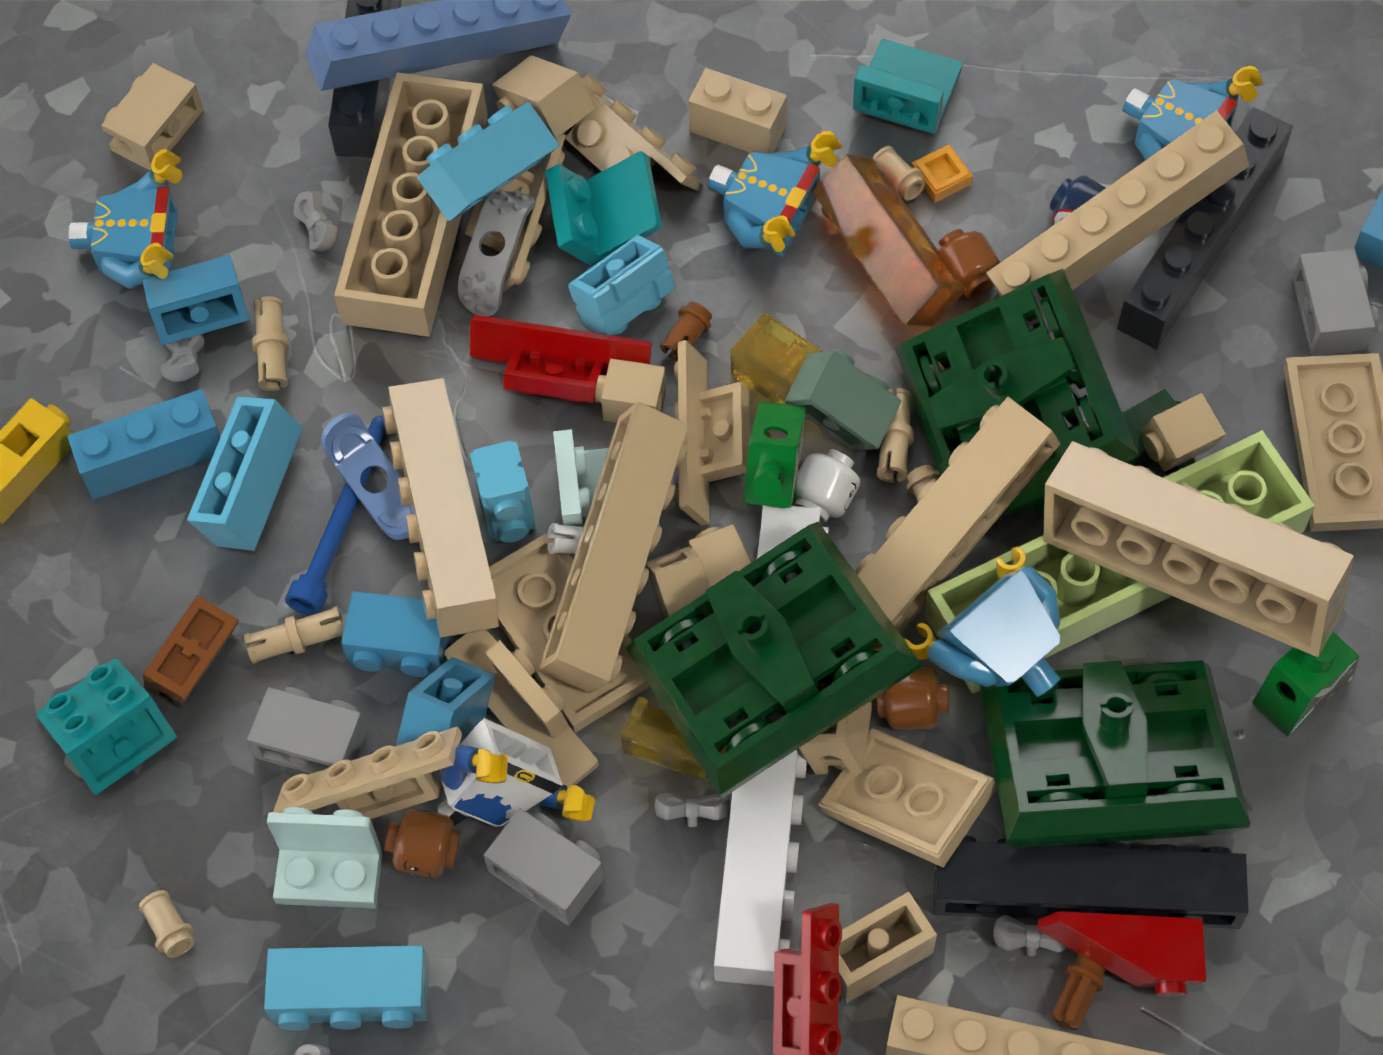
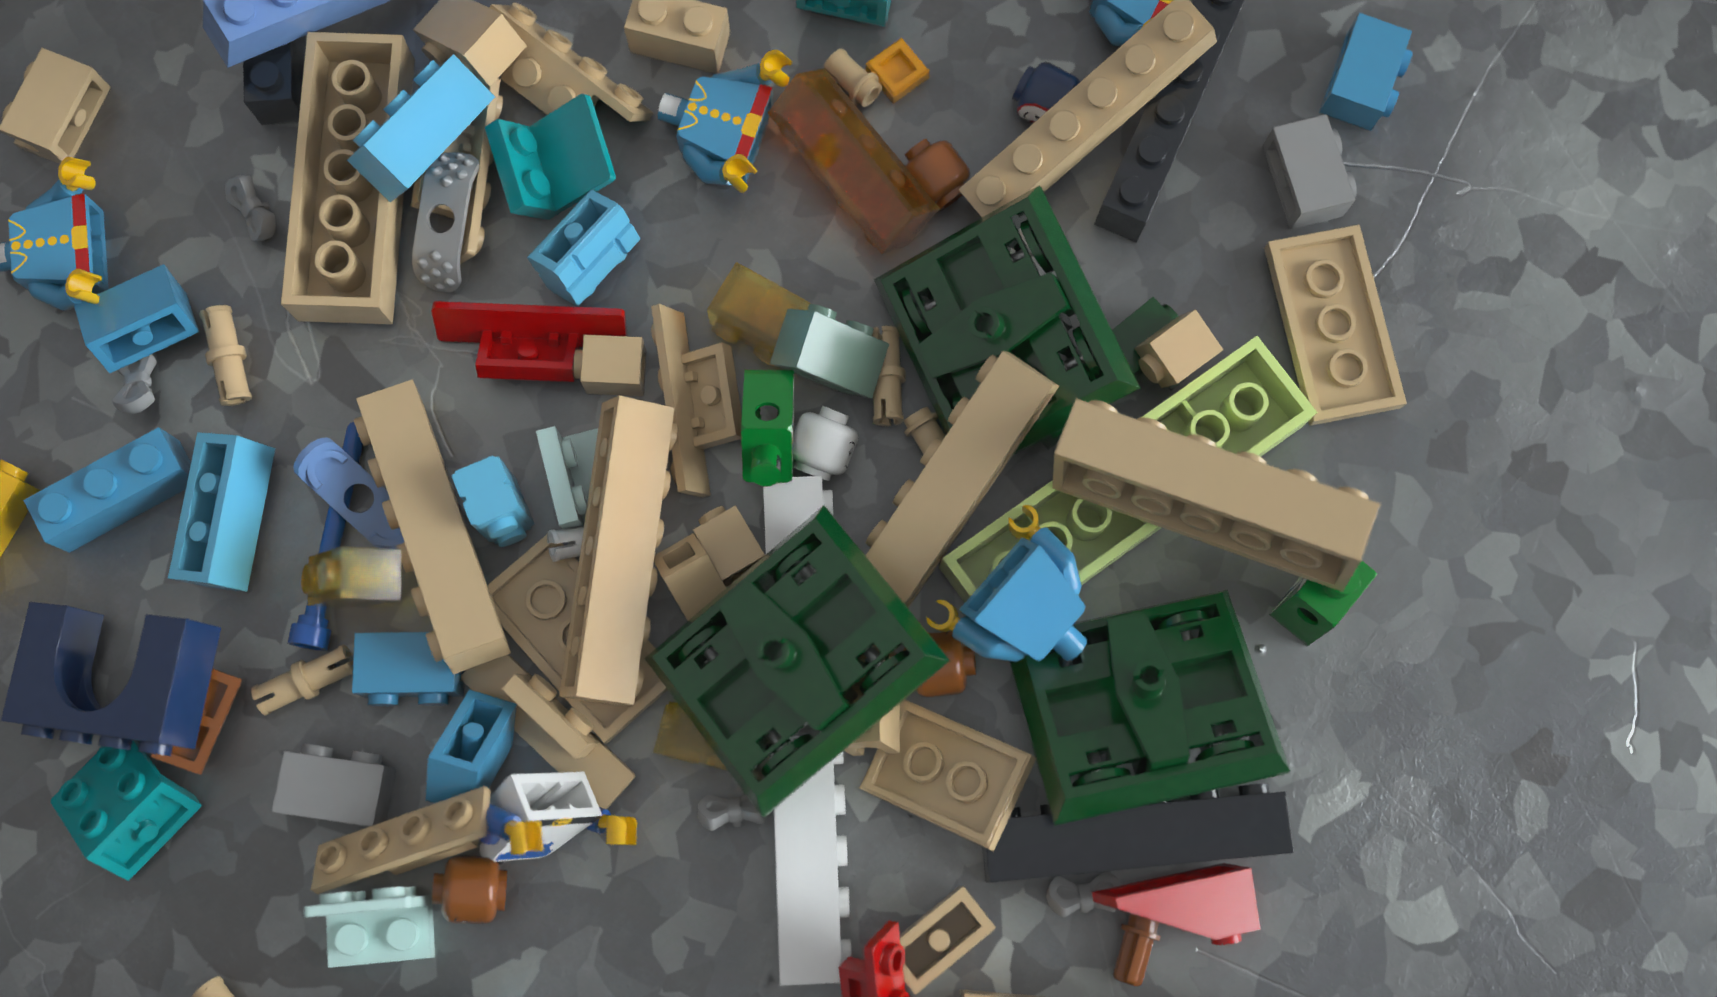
camera: 15 degrees left, 15 degrees up
(154, 629) = (158, 705): none -> dark blue arch
(360, 540) = (352, 577): none -> clear yellow brick
(545, 865) = (596, 895): light grey brick -> none
(690, 325) = (658, 283): dark orange pin -> none

